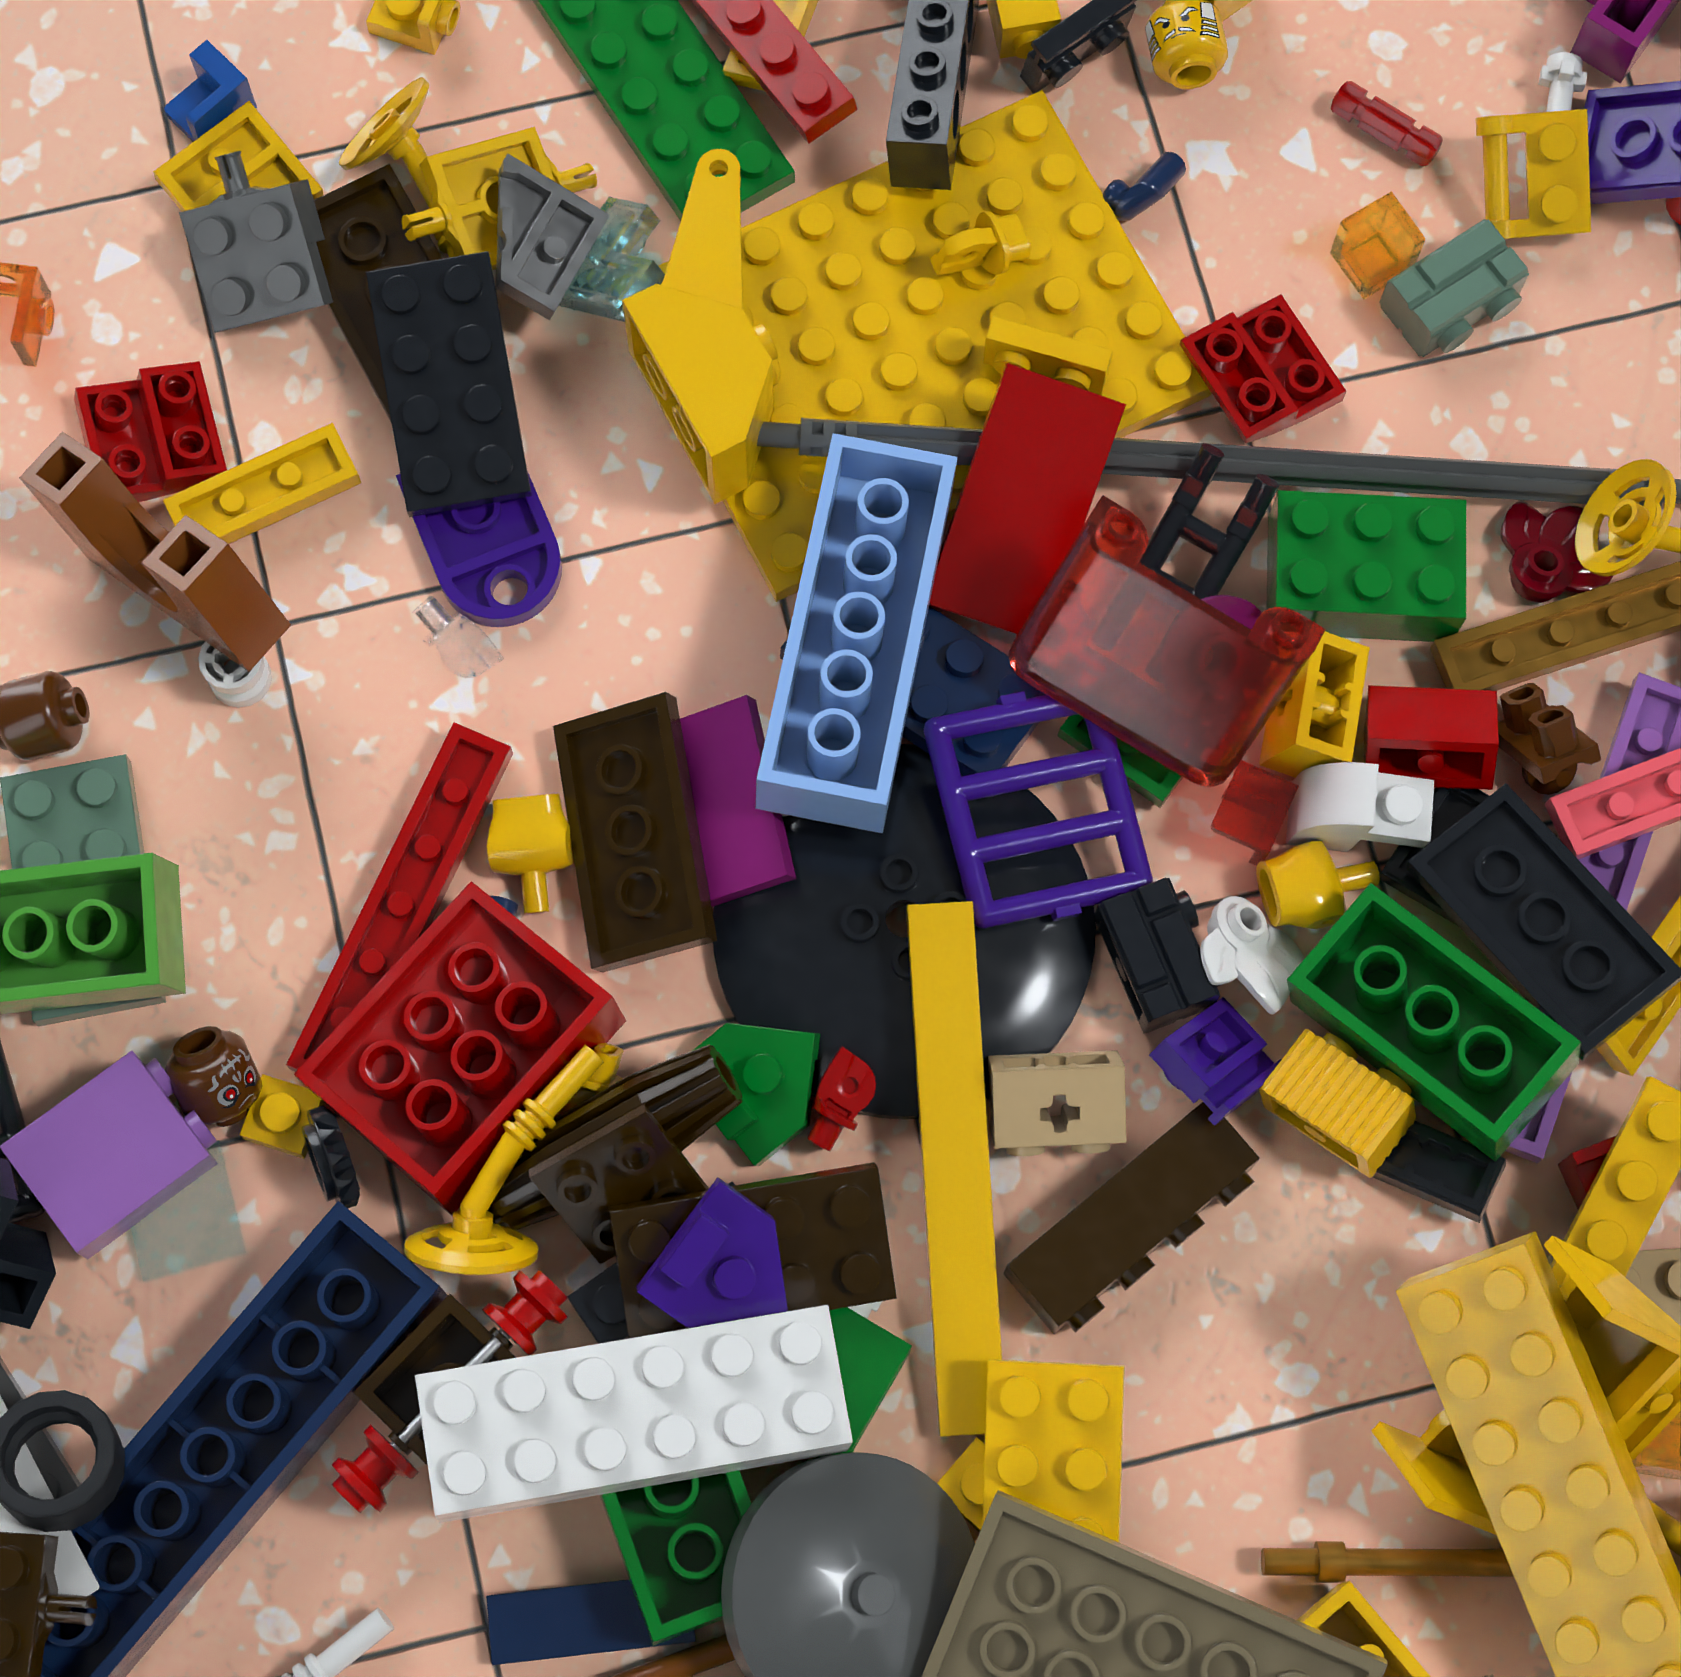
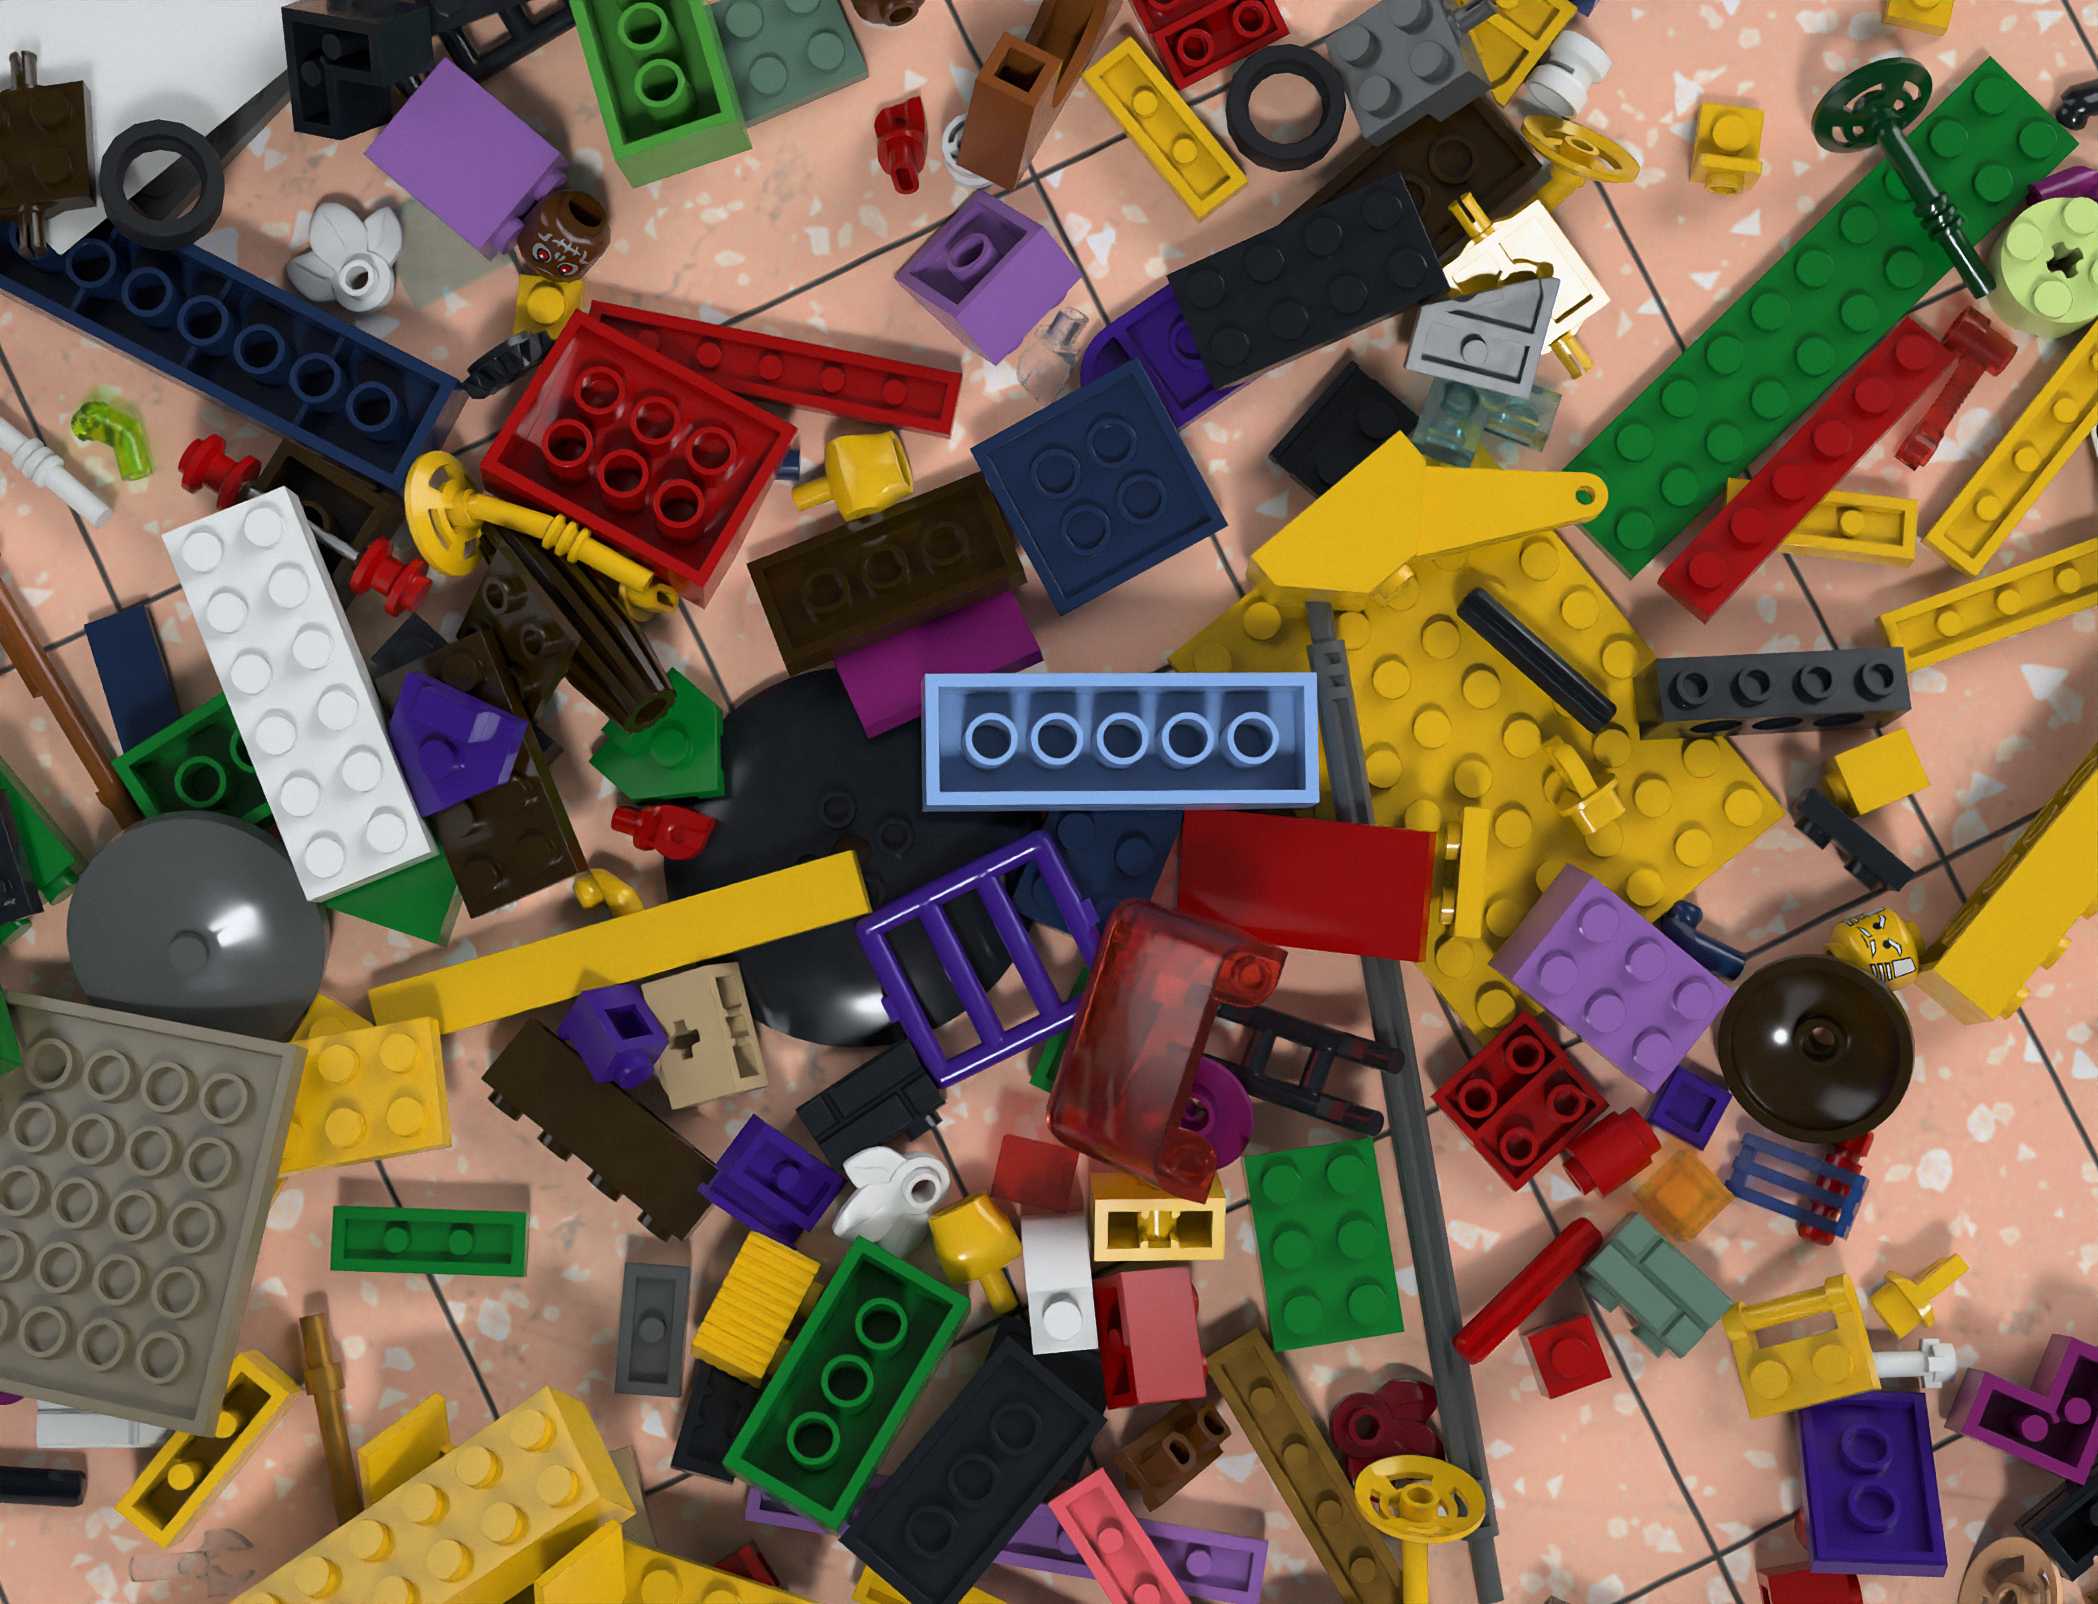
camera: 85 degrees right, 10 degrees up
(166, 1308) = (343, 252): none -> white plate
(203, 734) = (902, 143): none -> red piece
(262, 336) = (1300, 62): none -> black tyre
(293, 1588) = (118, 430): none -> clear neon green arm
(305, 122) = (1568, 74): none -> white wheel
(361, 679) = (989, 276): none -> medium lavender slope
(596, 616) = (1099, 487): none -> dark blue plate
(600, 395) = (1341, 431): none -> black plate
(856, 261) = (1536, 660): none -> black axle
(895, 1166) = (608, 889): none -> yellow arm
(1041, 1181) = (615, 1034): none -> dark purple brick
(1168, 255) = (1611, 978): none -> medium lavender brick
(1209, 1422) = (430, 1241): none -> green plate
(1293, 232) = (1688, 1108): none -> dark purple tile
(1299, 92) = (1806, 1086): none -> dark brown dish
(1325, 300) = (1610, 1153): none -> red brick
(1338, 1214) = (653, 1330): none -> dark grey plate
(1412, 106) = (1745, 1165): none -> clear blue tile
(1442, 396) = (1527, 1291): none -> red axle
(1502, 80) = (1905, 1302): none -> yellow piece
(1506, 376) = (1565, 1355): none -> red brick

